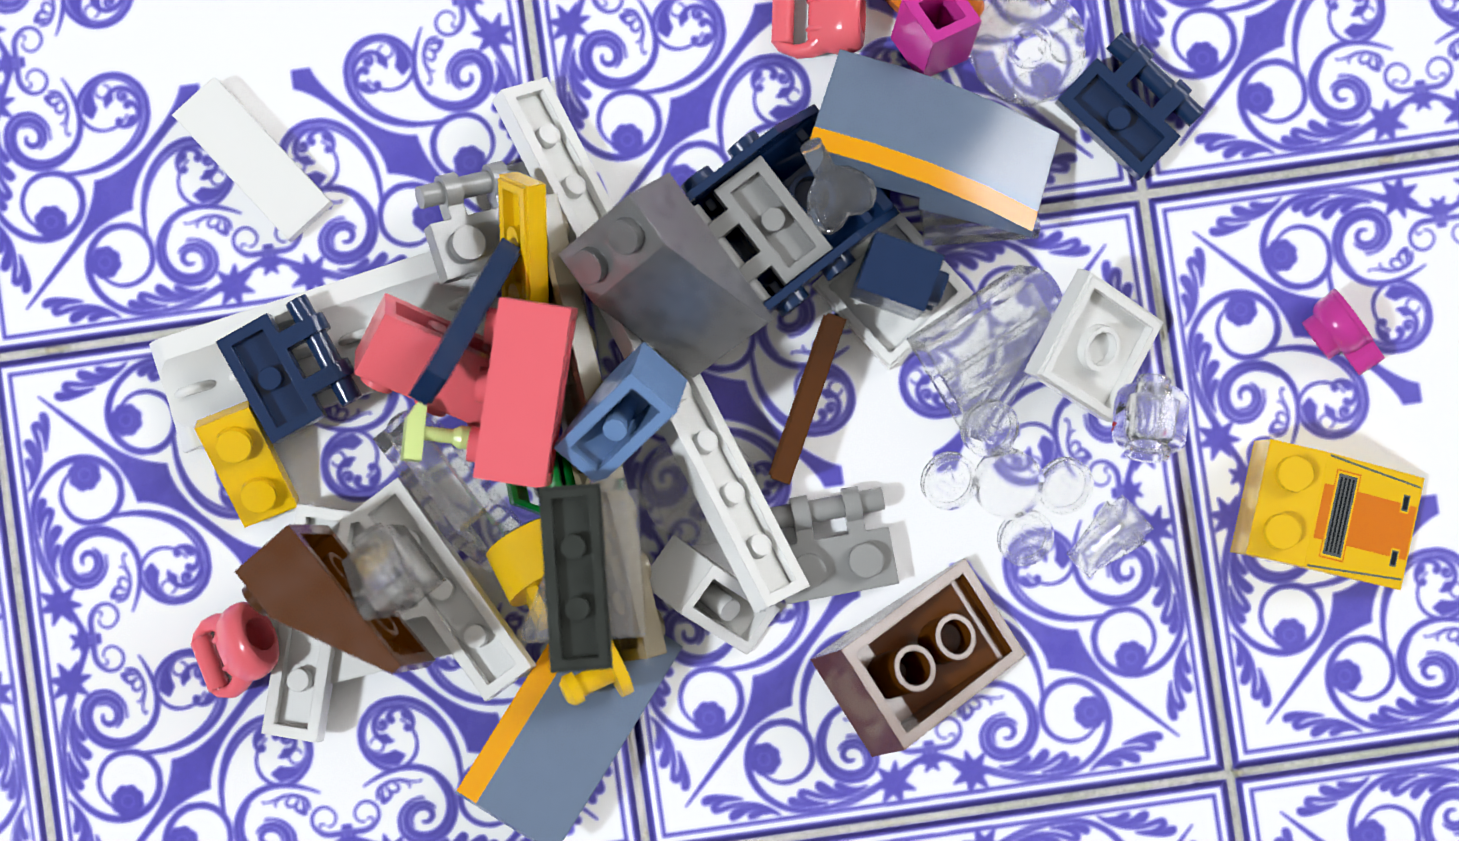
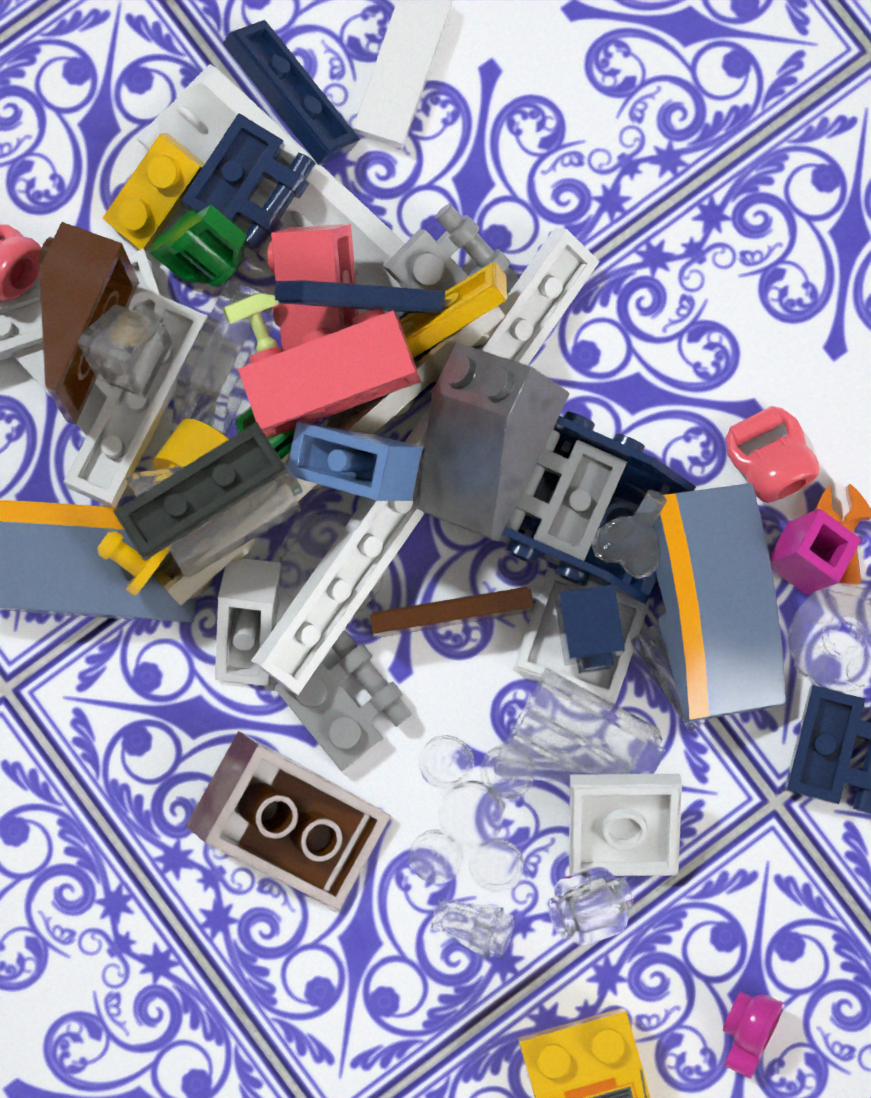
camera: 60 degrees right, 5 degrees down
(219, 280) = (291, 91): none -> dark blue tile
(328, 447) = (202, 247): none -> green piece

